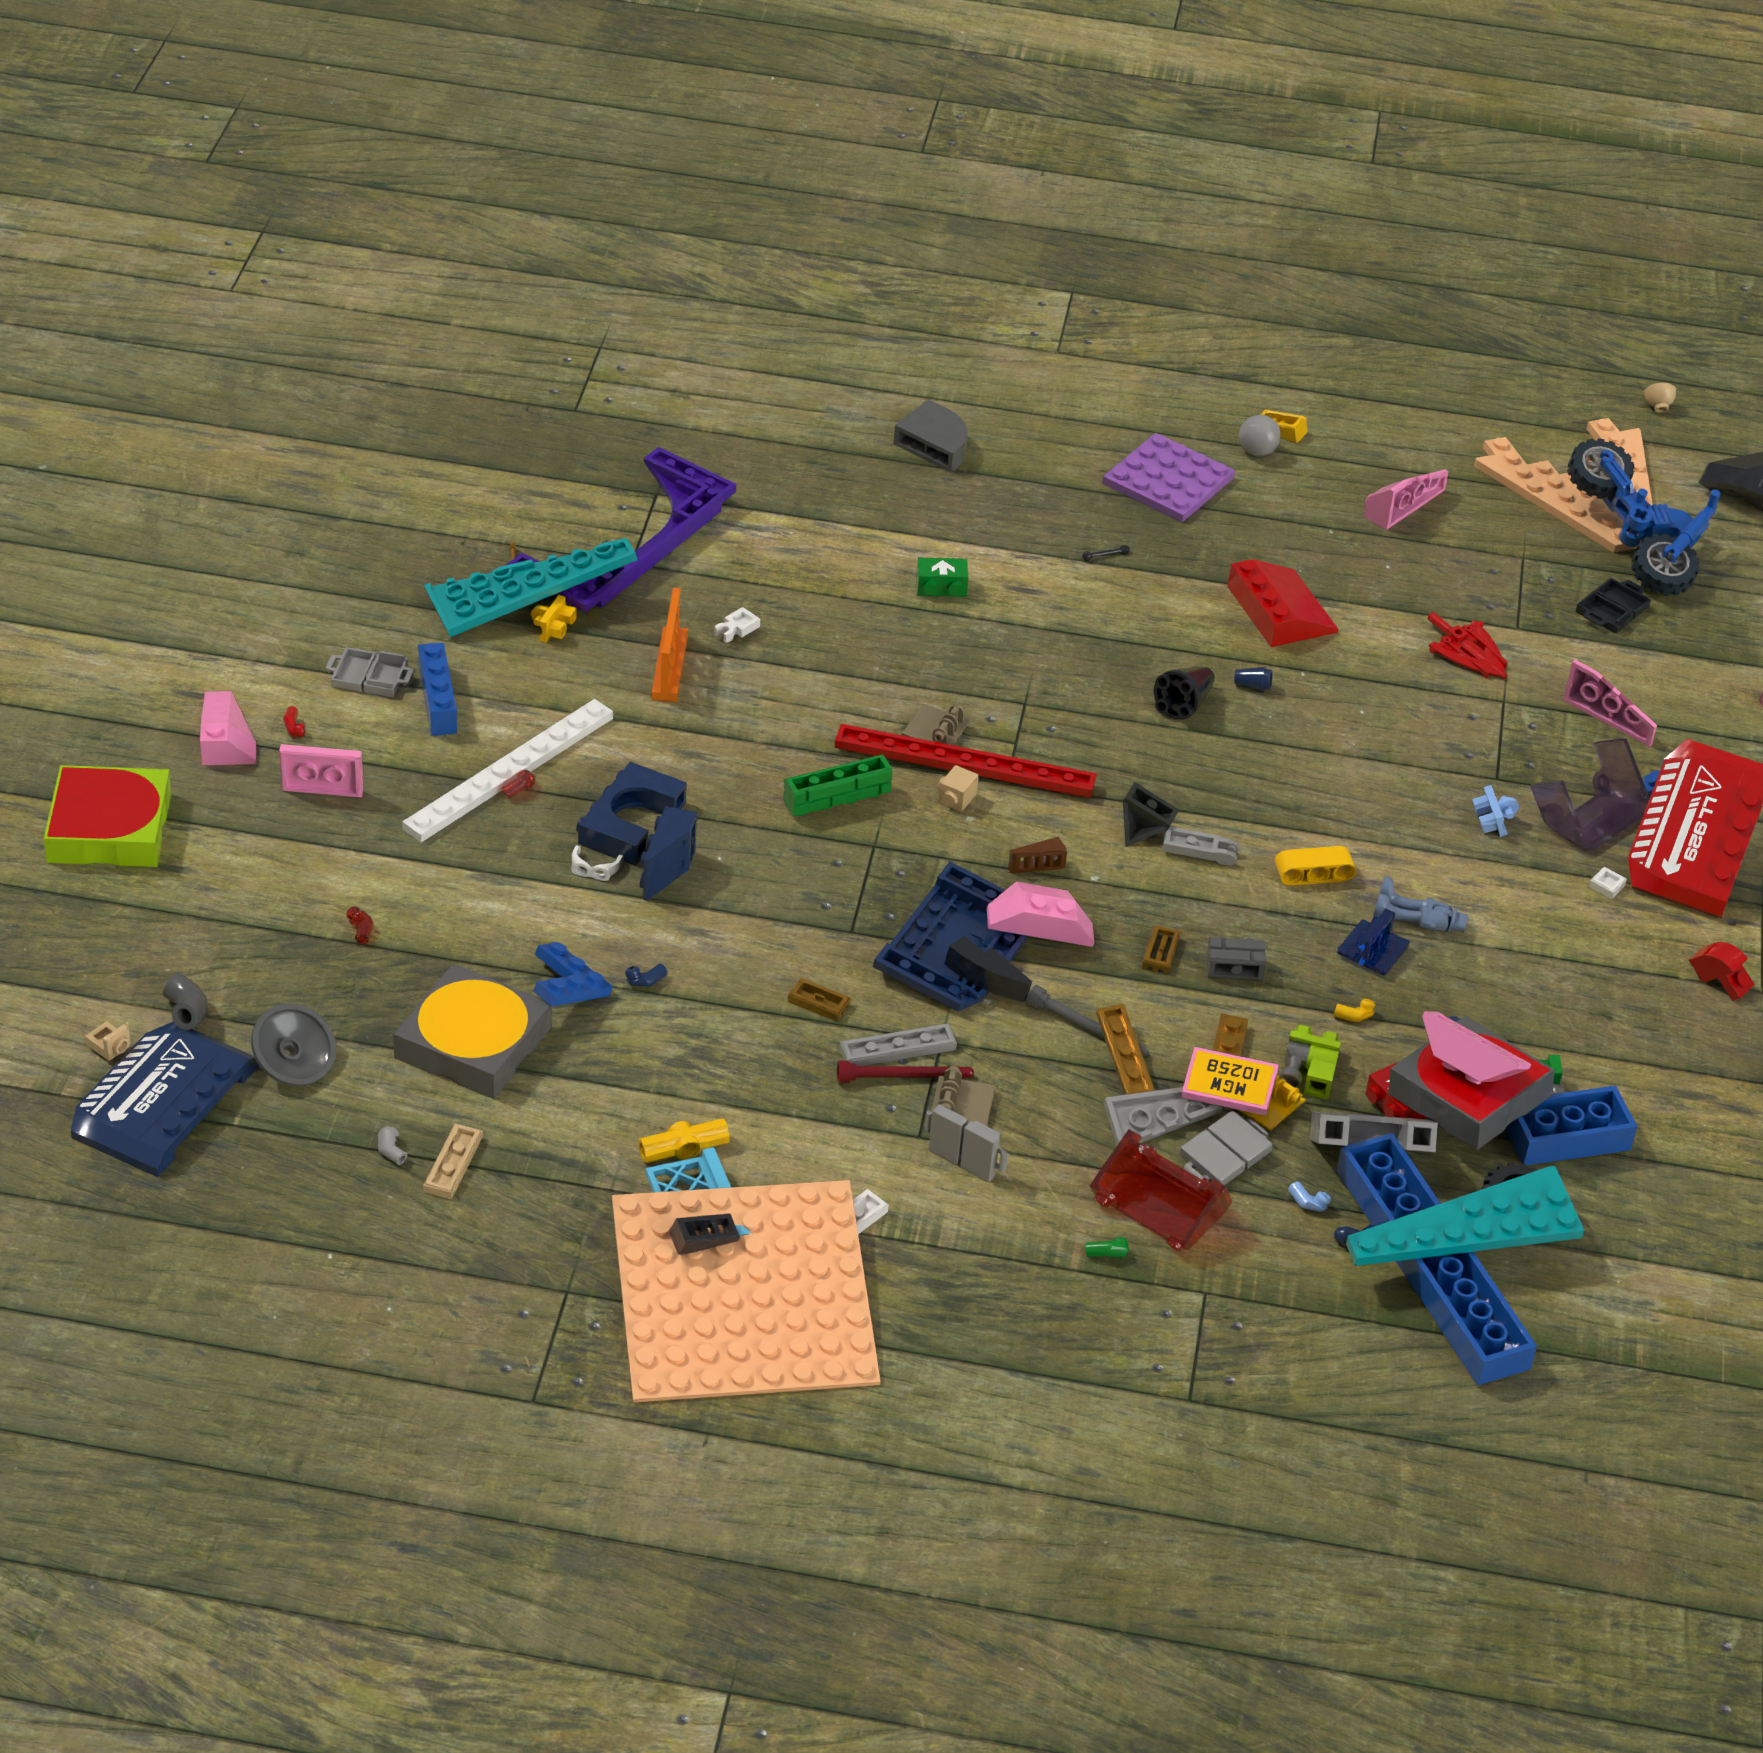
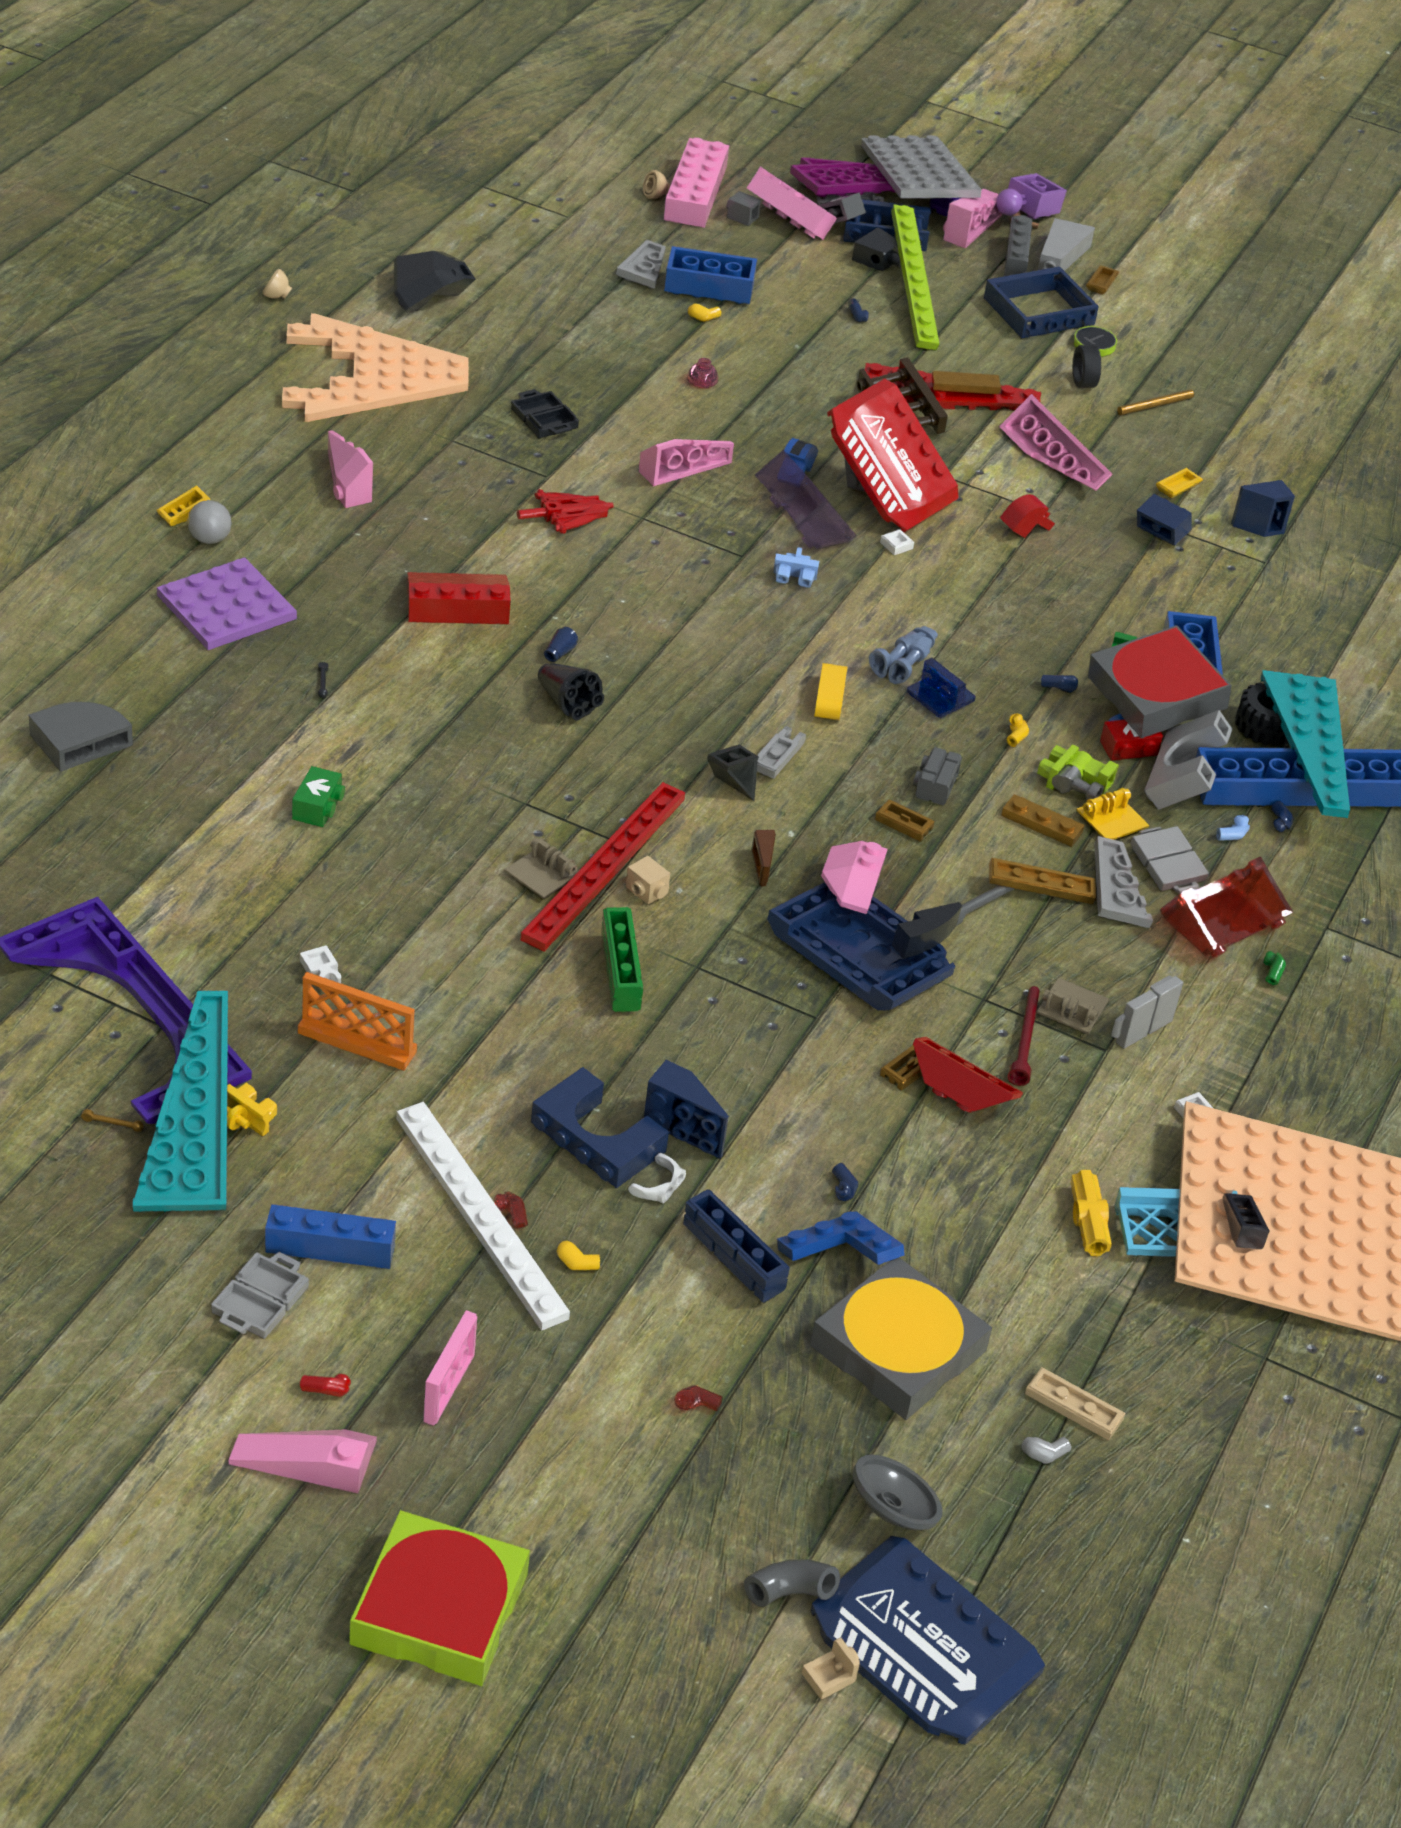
camera: 75 degrees left, 0 degrees up
(480, 830) = (575, 1259): none -> yellow arm
(527, 910) = (736, 1245): none -> dark blue brick
(812, 1024) = (960, 1079): none -> red wedge
(899, 1045) = (987, 1028): light grey tile -> none
(1230, 1081) = (1107, 823): tile -> none
(1469, 1051) = (1166, 655): bright pink wedge -> none
(1664, 530) = (419, 343): piece -> none

